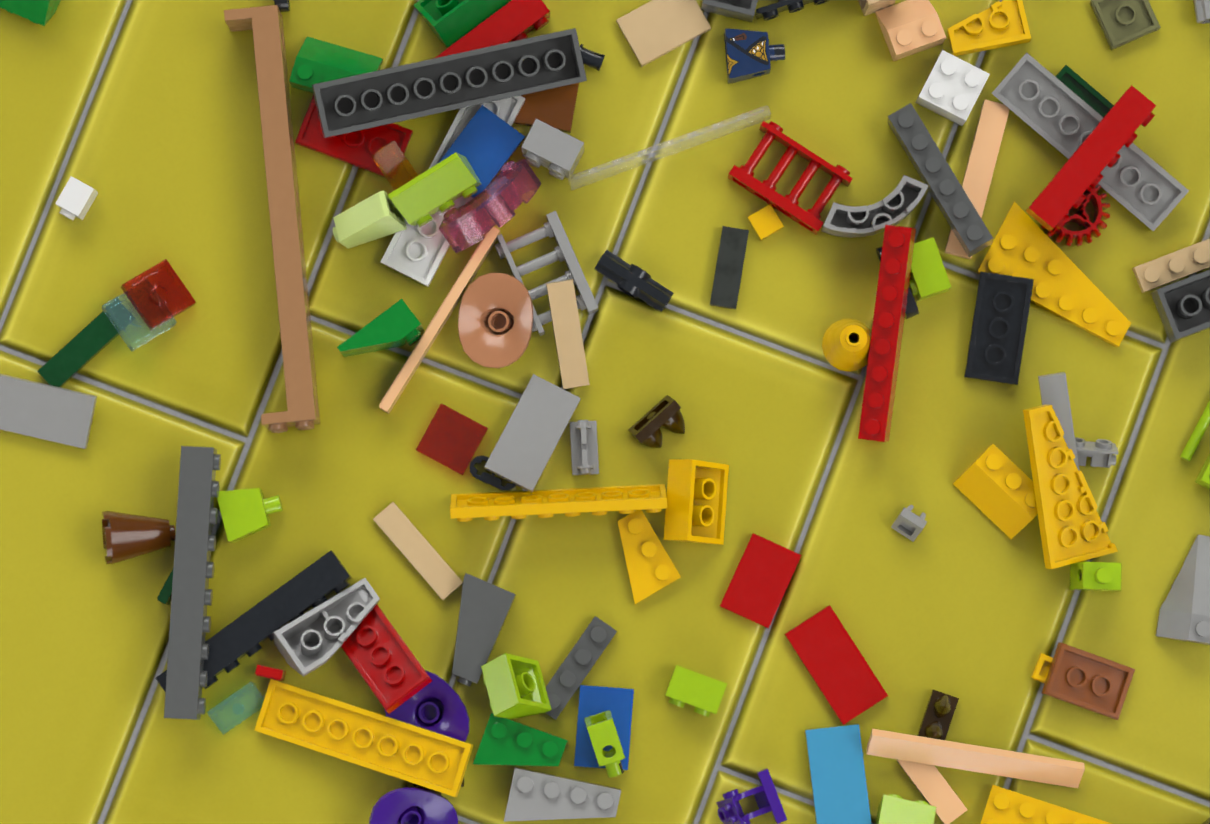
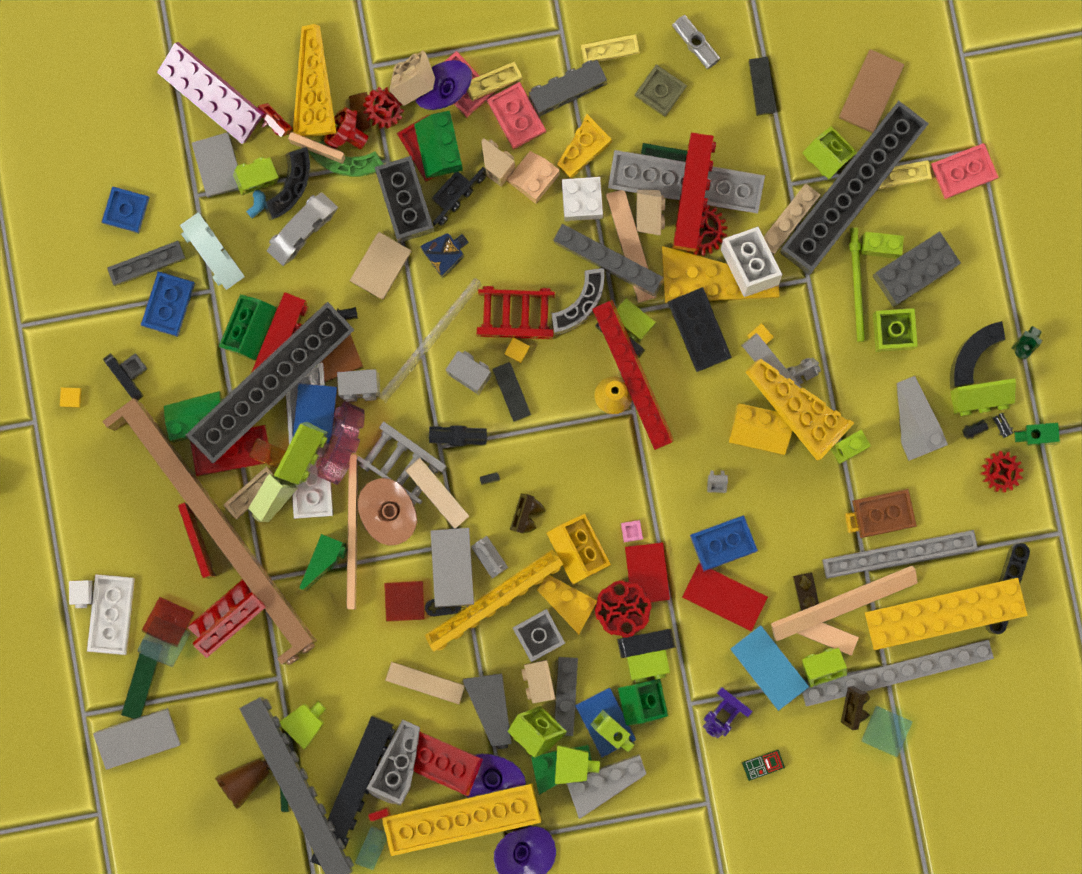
camera: 25 degrees left, 0 degrees up
(96, 245) = (110, 614): none -> white tile
(228, 330) = (225, 618): none -> red fence
(249, 219) = (196, 541): none -> red tile
(332, 203) = (243, 498): none -> tan plate
(535, 753) = (573, 765): none -> lime torso
(554, 630) = (539, 681): none -> tan slope
(587, 575) = (538, 635): none -> light grey brick
(640, 354) = (490, 478): none -> pearl dark grey tile
(663, 730) = (643, 702): none -> green slope
(692, 213) = (468, 372): none -> light grey brick
(700, 579) = (610, 595): none -> red connector
(709, 662) = (646, 643): none -> black beam
(772, 519) = (631, 531): none -> bright pink tile
(873, 600) = (723, 543): none -> blue tile
(1023, 151) = (649, 211): none -> tan slope
(1073, 378) = (765, 335): none -> yellow tile
(1077, 741) = (899, 554): none -> light grey tile
(1110, 283) = (751, 261): none -> white brick

